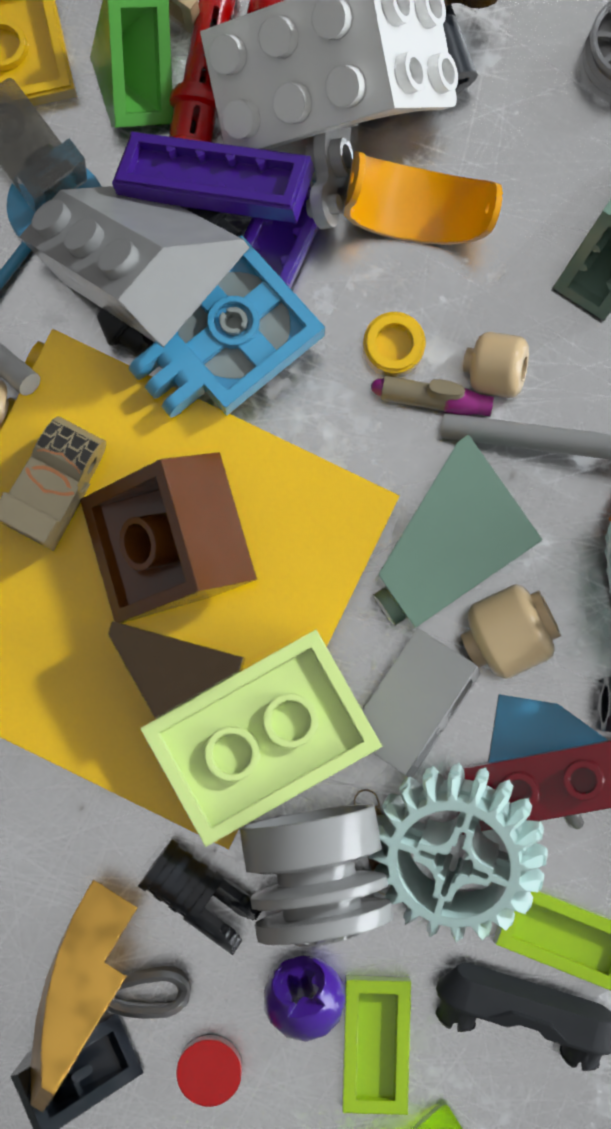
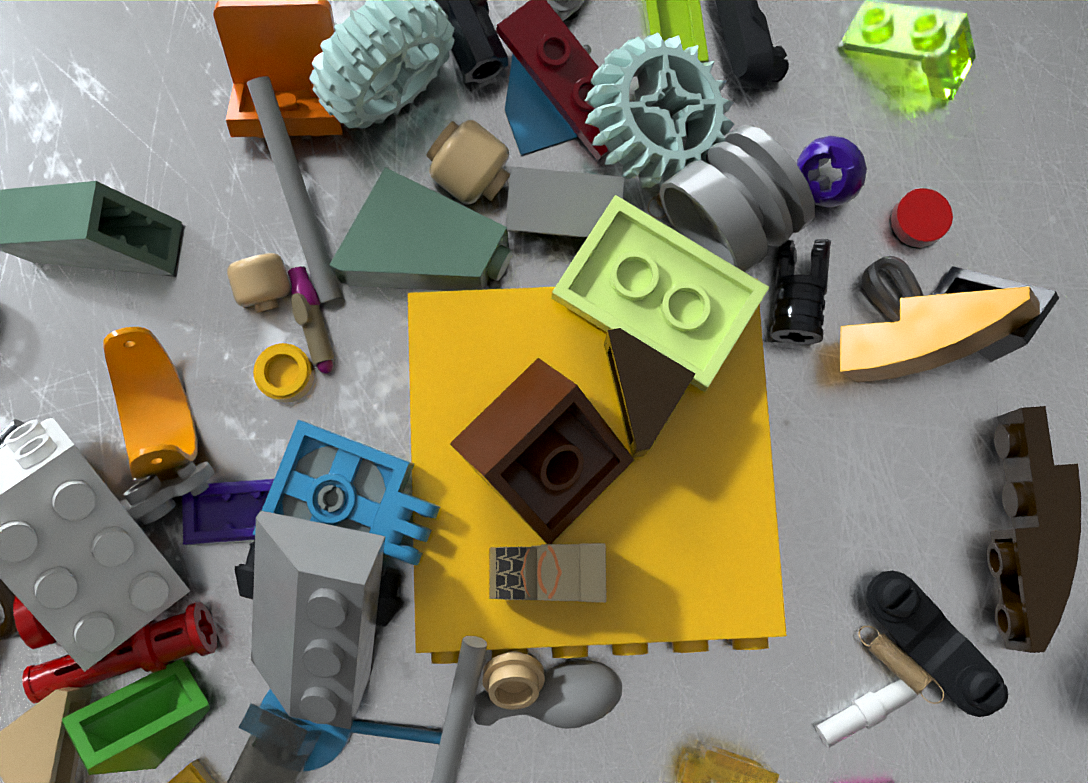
camera: 115 degrees left, 5 degrees down
(214, 176) = (212, 586): dark purple plate -> none
(376, 1045) = (830, 108): lime tile -> none

